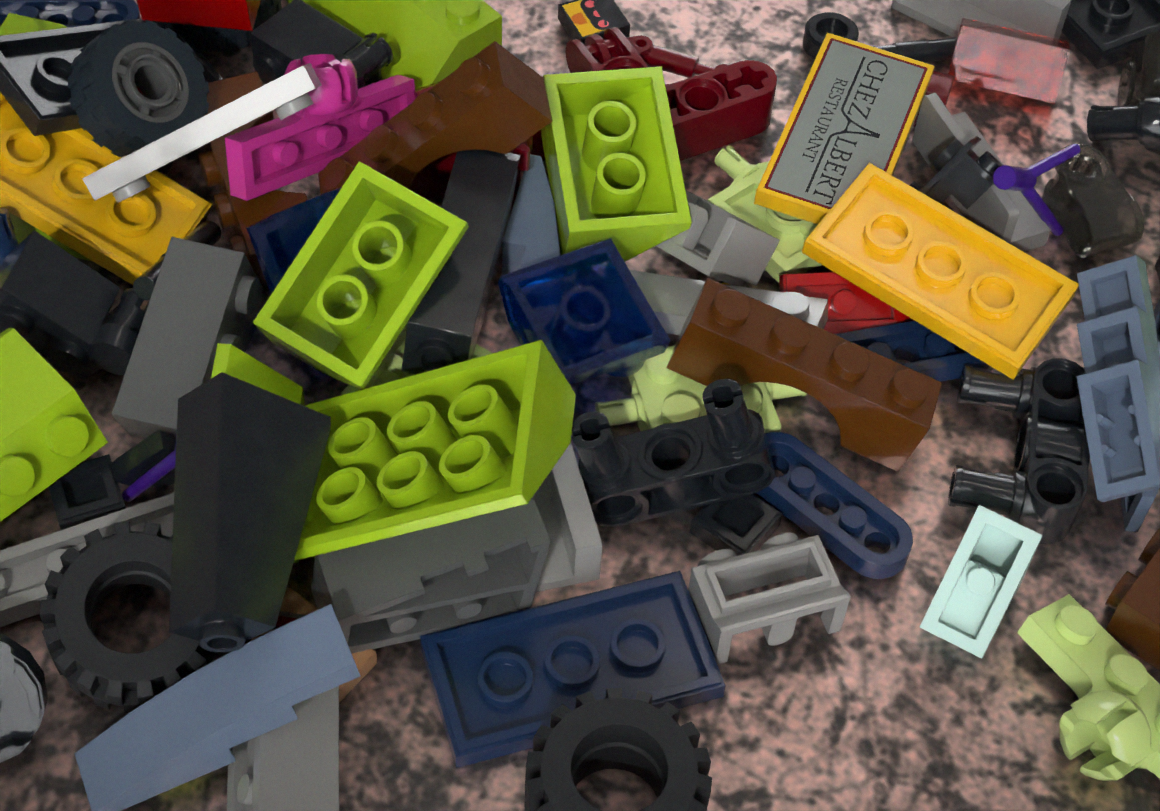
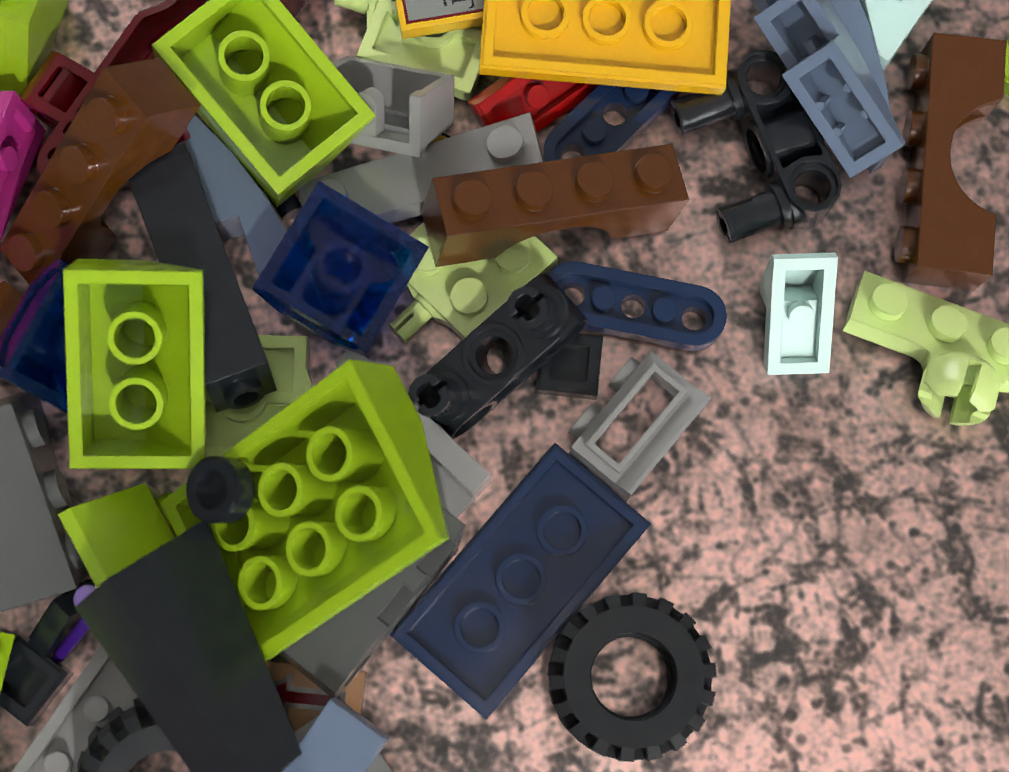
camera: 30 degrees left, 25 degrees up
(361, 402) = (220, 490): none -> black tile

